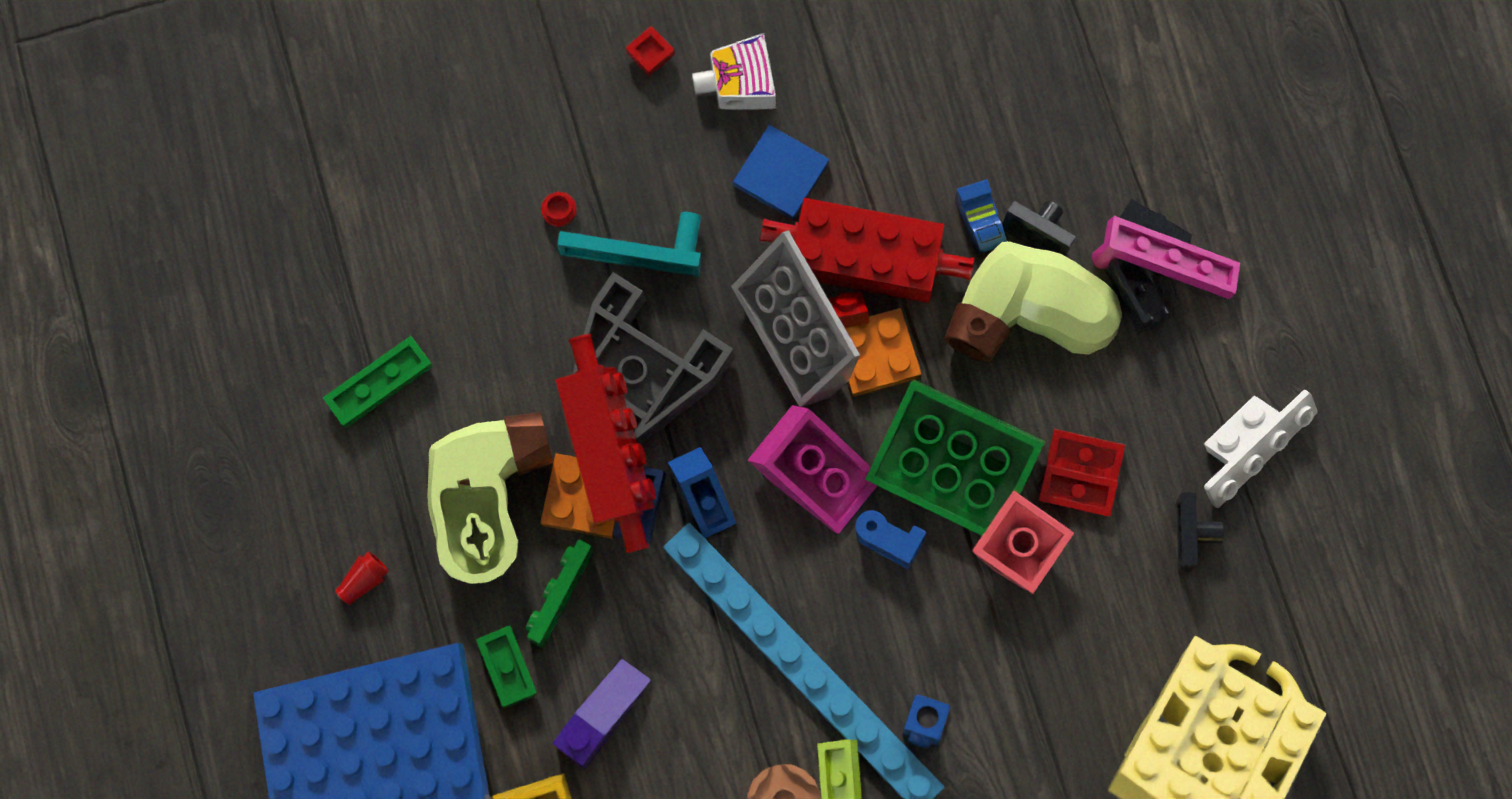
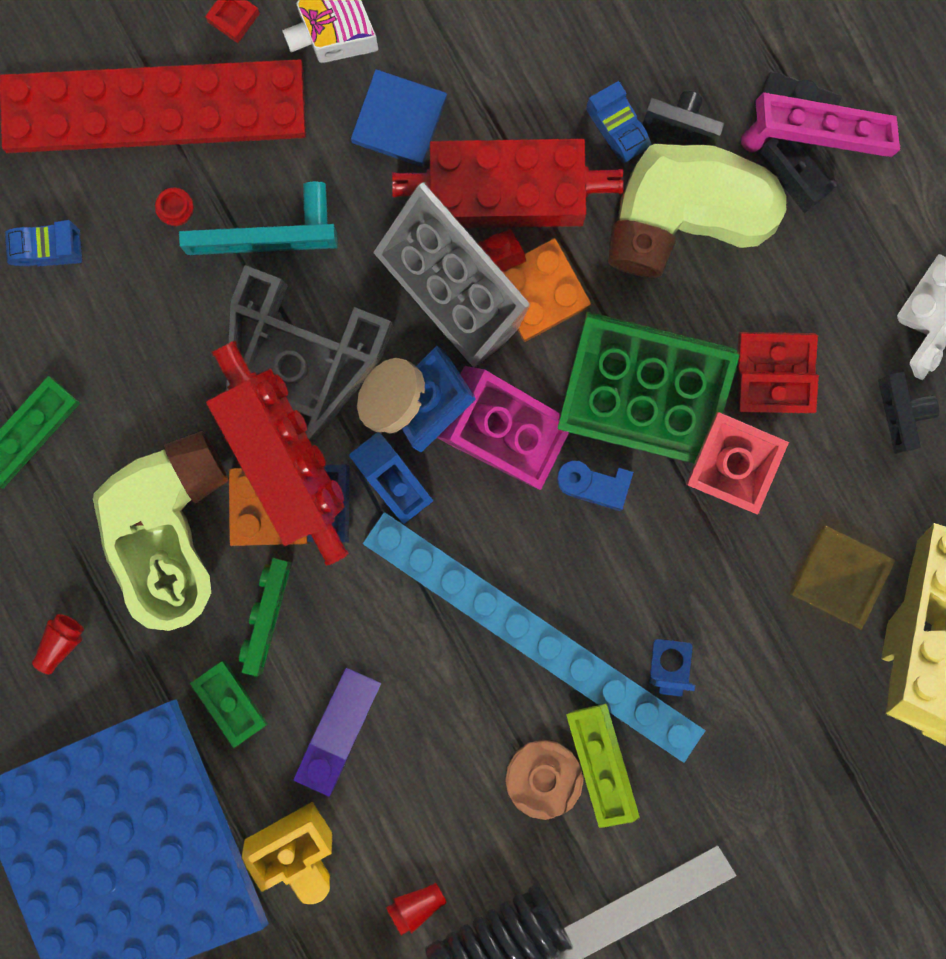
camera: 15 degrees left, 10 degrees up
(433, 219) = (44, 245): none -> blue leg
(560, 117) = (152, 106): none -> red plate
(718, 417) = (390, 396): none -> tan tile
(753, 426) = (441, 403): none -> blue tile
(1104, 674) = (842, 577): none -> clear yellow tile

